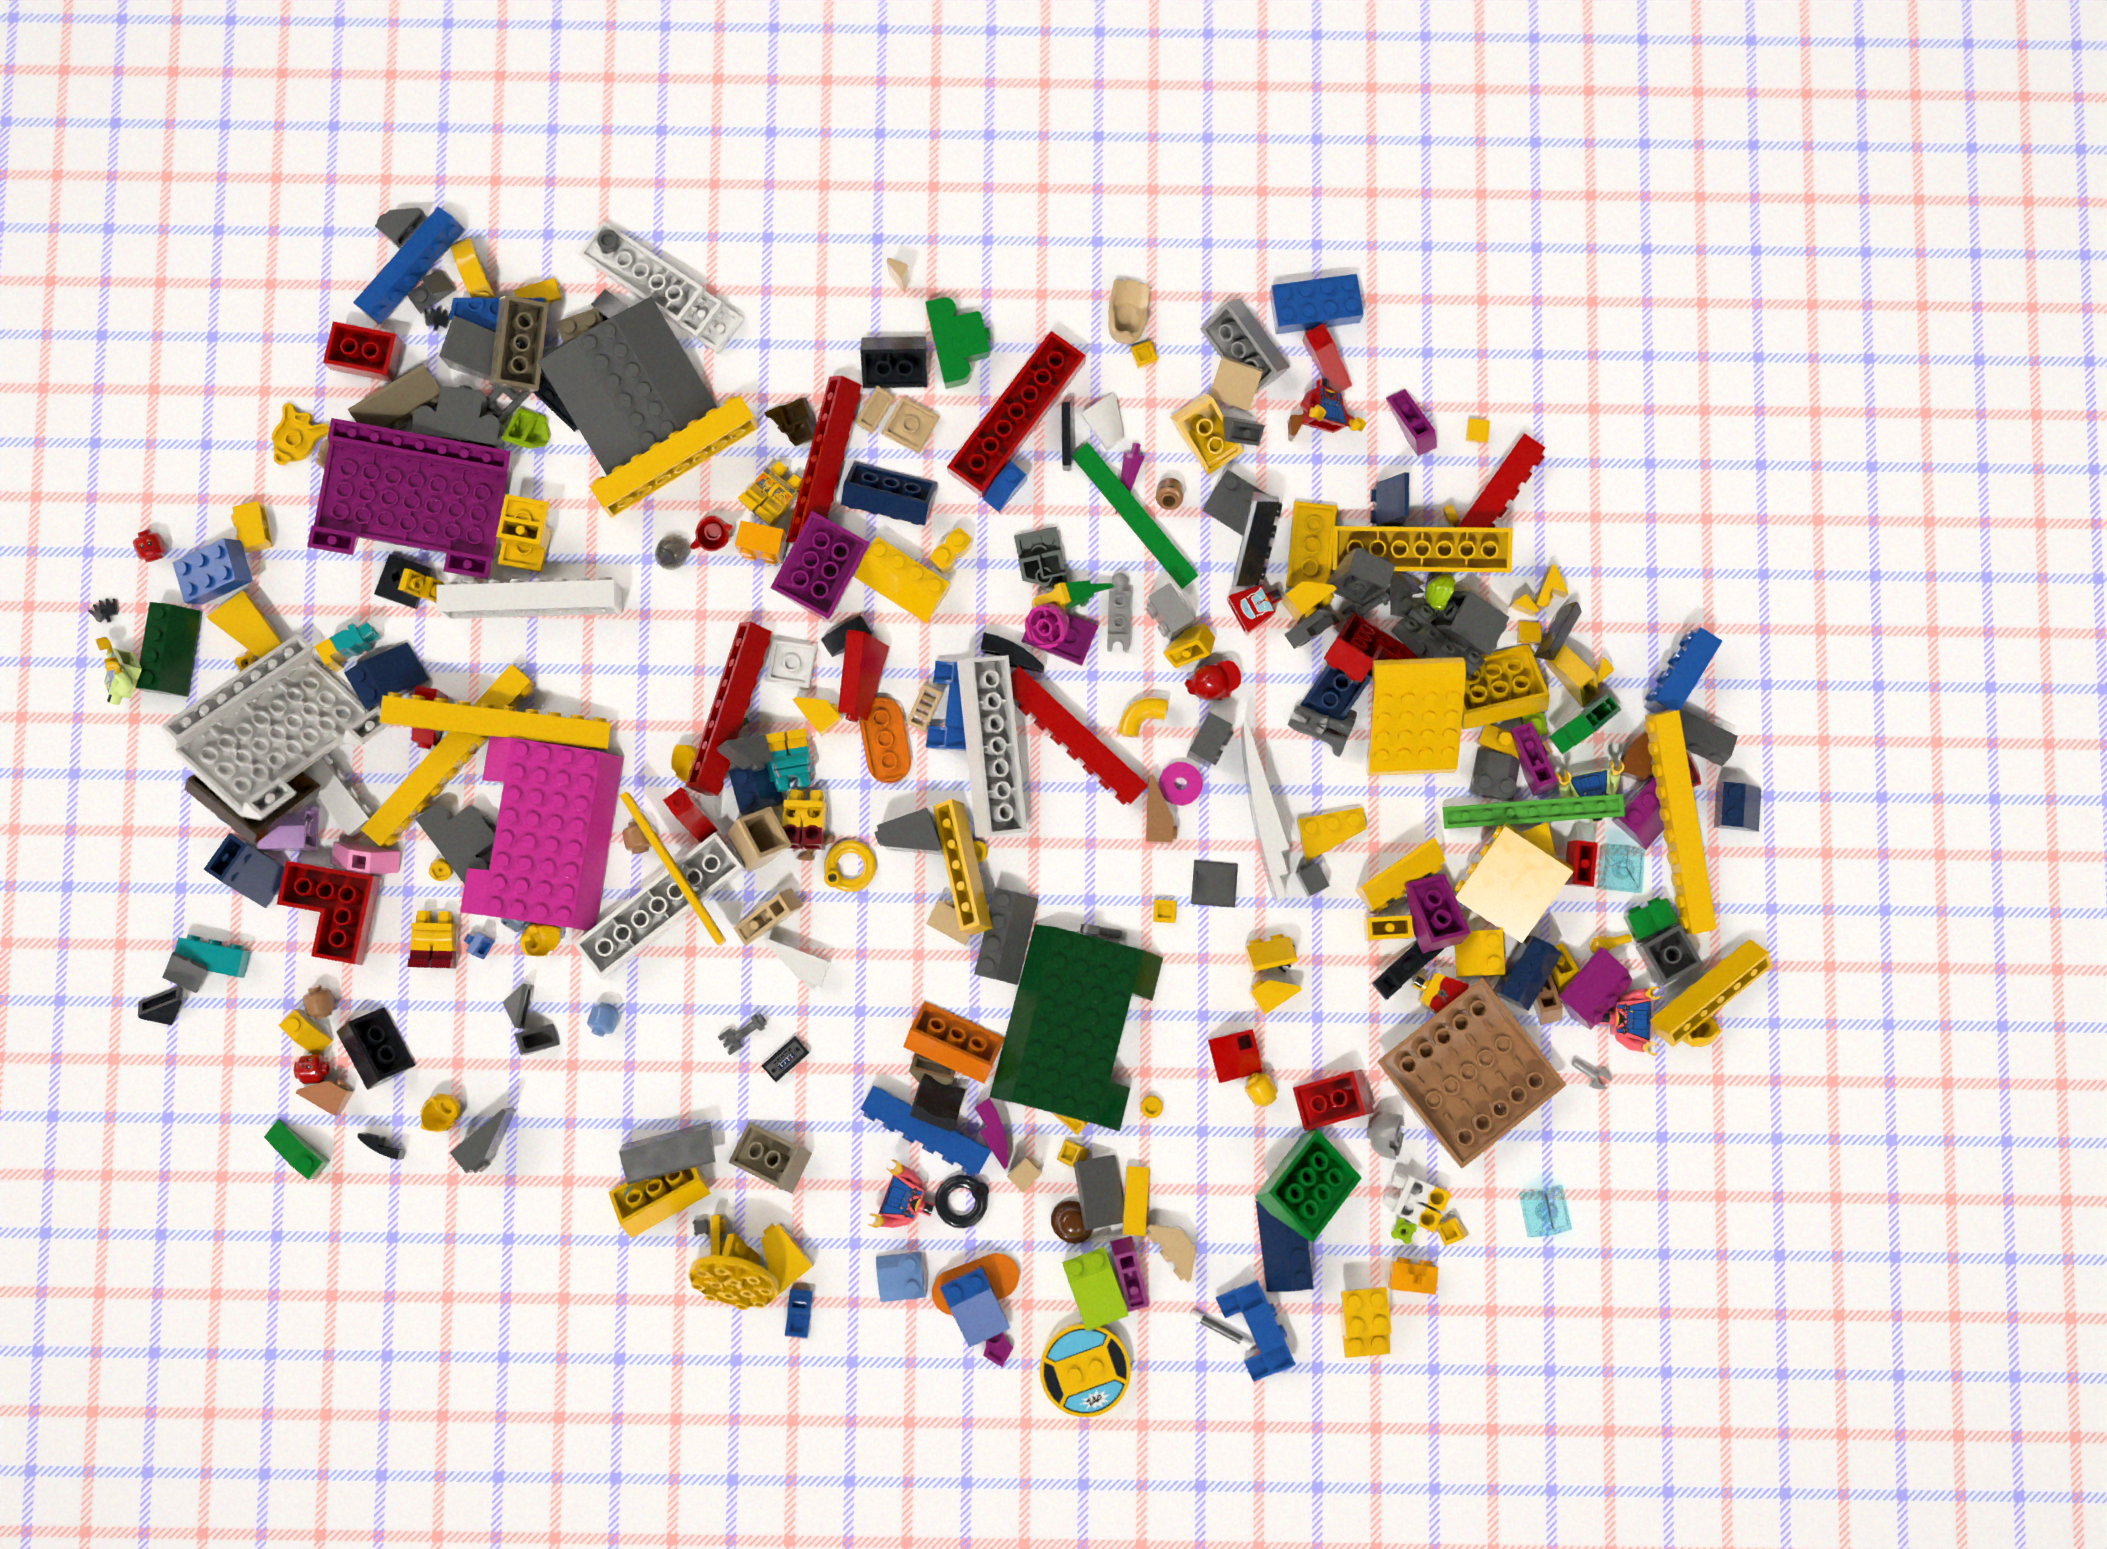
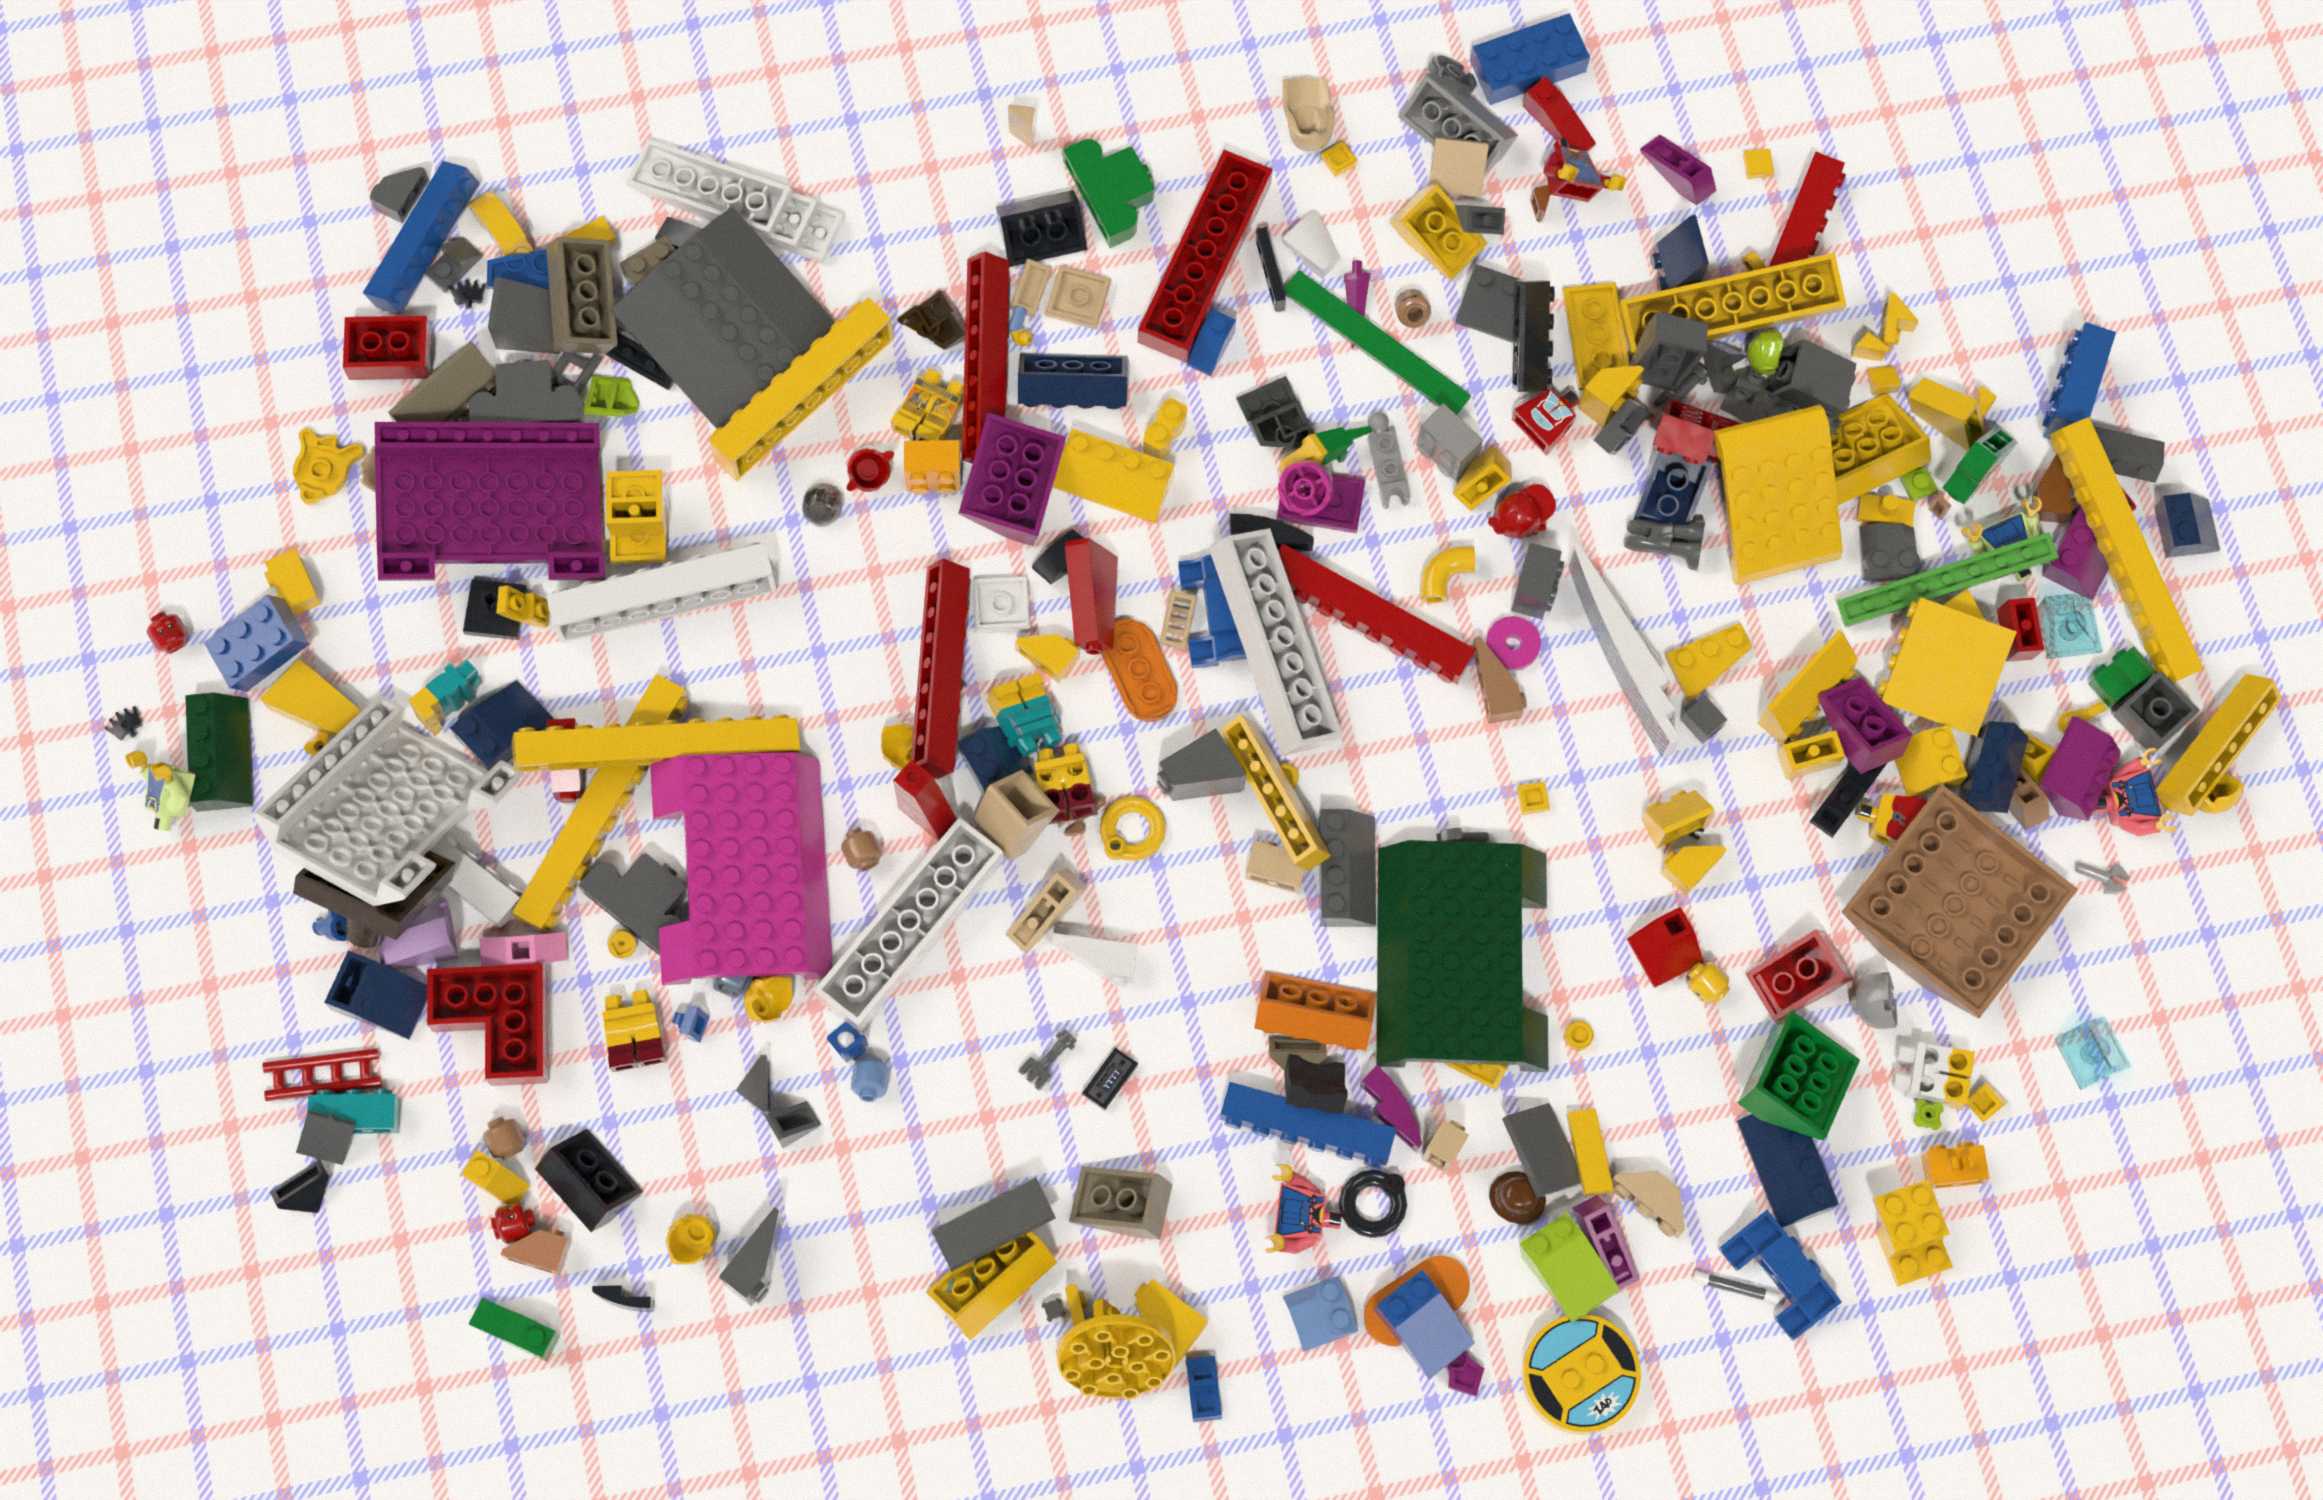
camera: 15 degrees left, 10 degrees down
(205, 929) = (337, 1083): none -> red bar
(597, 993) = (855, 1049): none -> blue bracket
(608, 241) = (661, 159): dark grey tile -> none
(673, 868) = (919, 869): yellow tile -> none
(747, 752) = (977, 712): dark grey slope -> none
(855, 441) = (1017, 330): none -> arm
(1072, 1152) = (1492, 1113): yellow slope -> none
(1214, 883) = (1585, 753): dark grey piece -> none
(1249, 305) = (1451, 75): none -> dark grey tile
(1533, 759) = (1931, 522): magenta slope -> none
(1558, 631) = (1919, 367): black slope -> none

